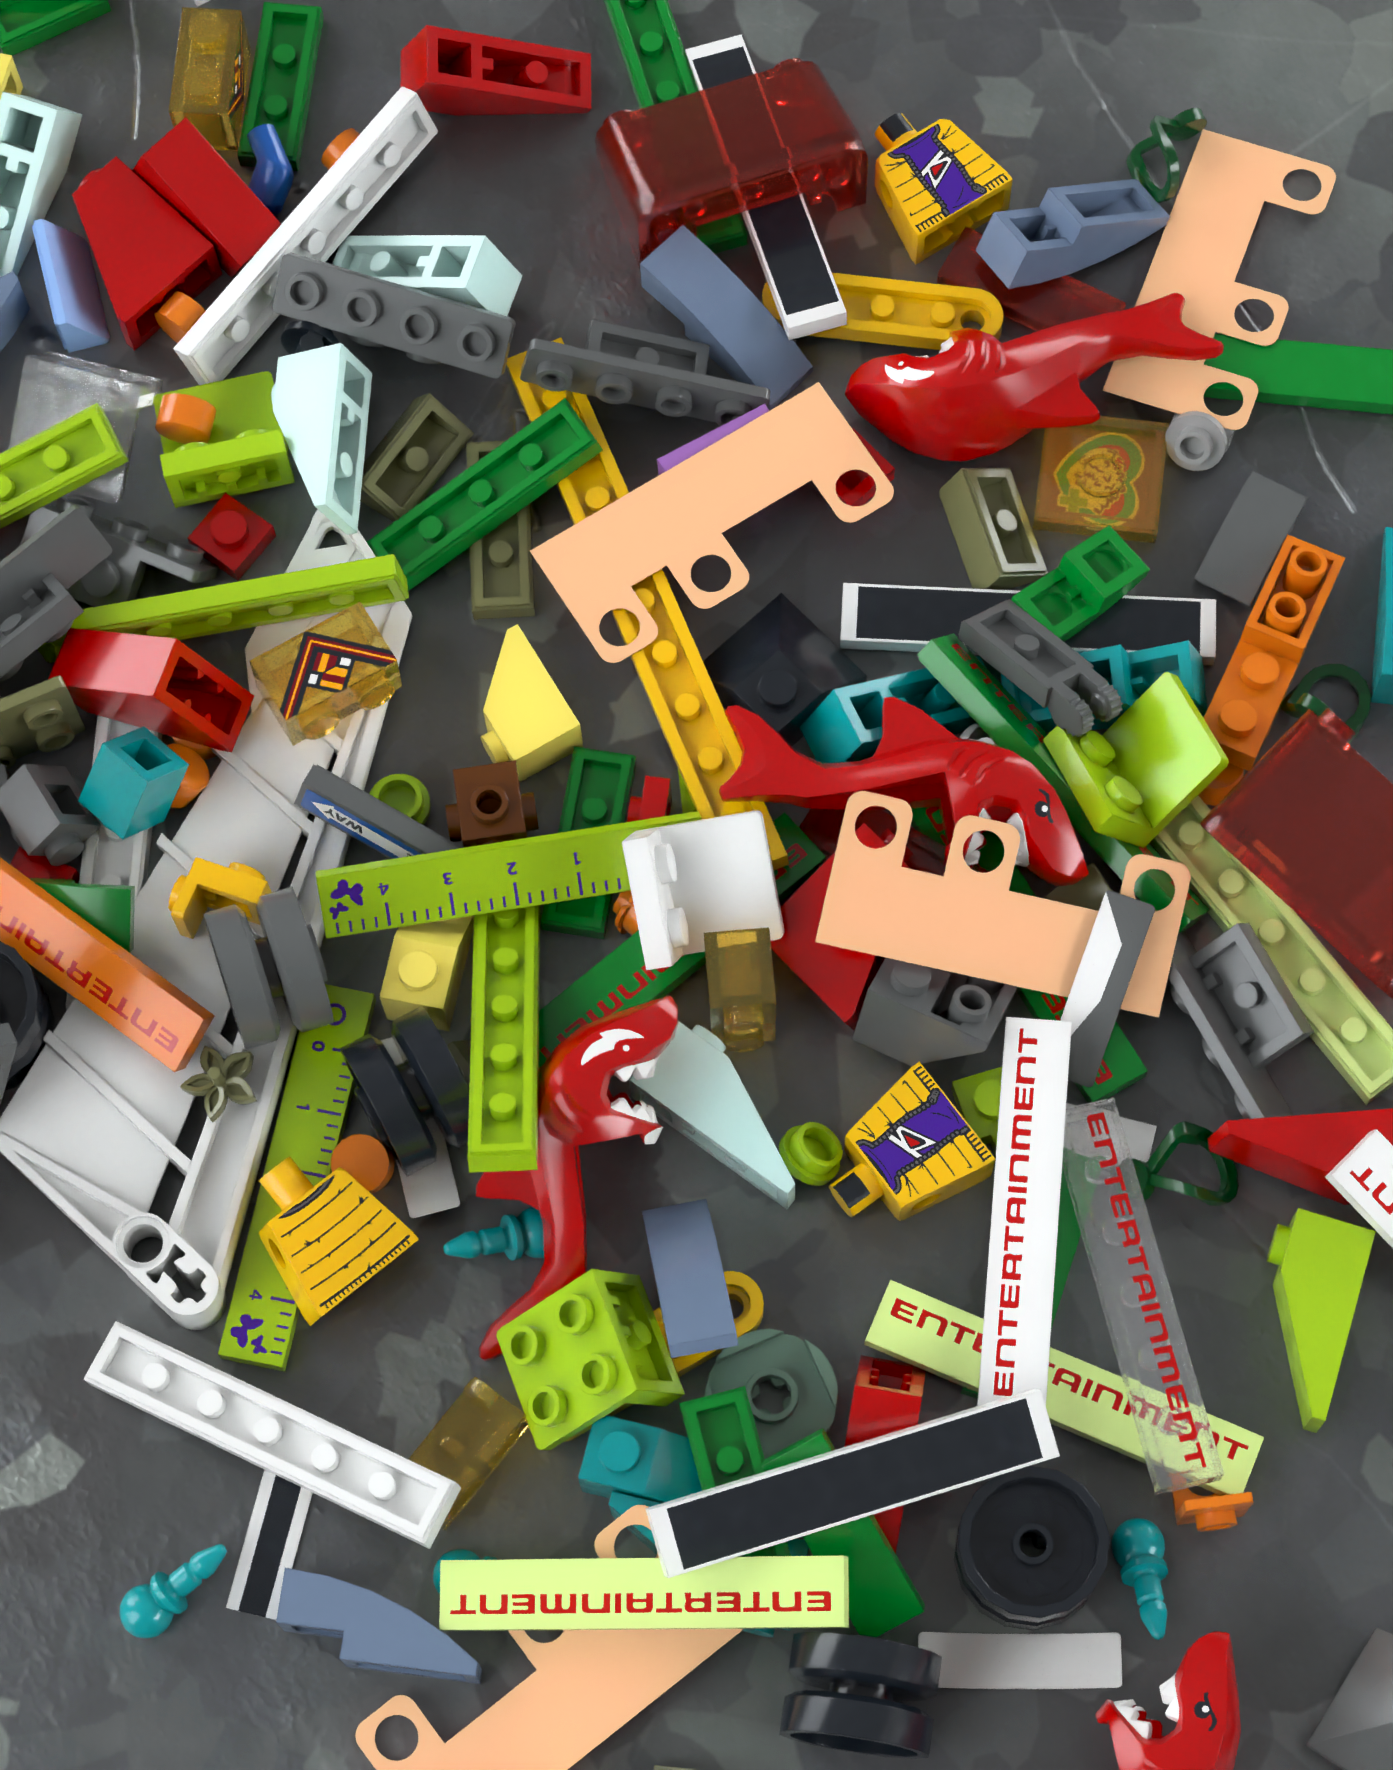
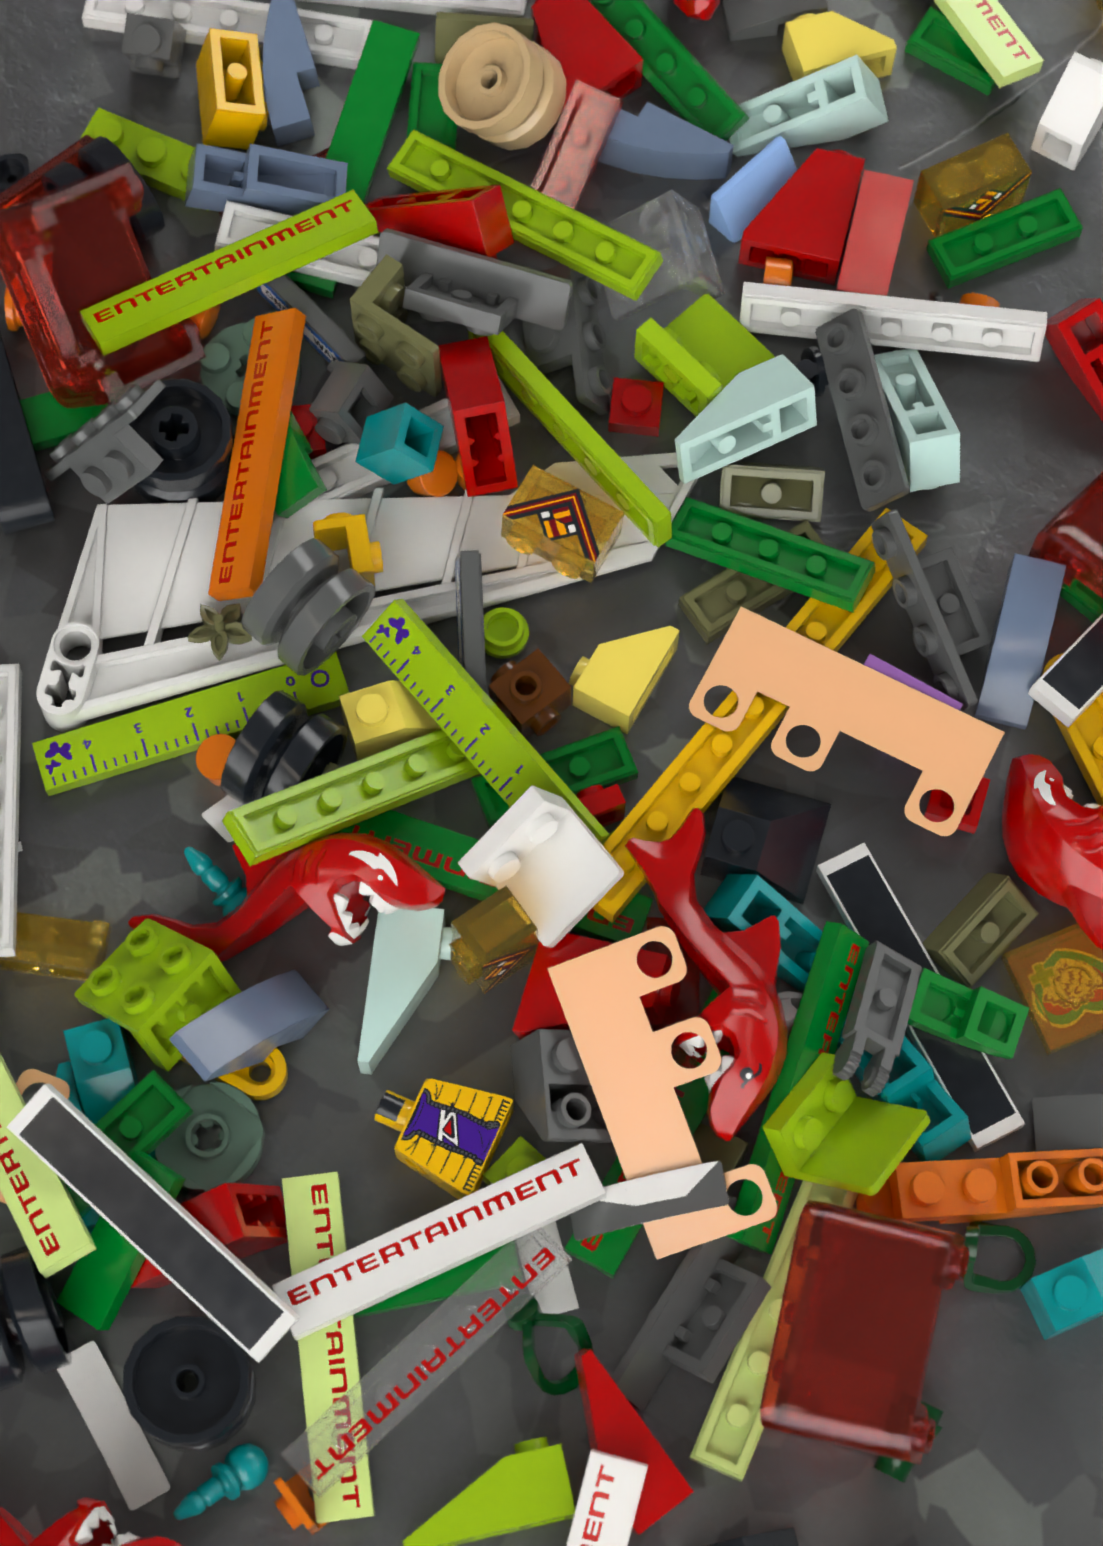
camera: 55 degrees right, 0 degrees up
(185, 418) = (696, 321): orange piece -> none
(273, 171) = (926, 270): blue arm -> none
(328, 1236) = (148, 764): yellow torso -> none
(811, 1153) = (405, 1064): lime plate -> none

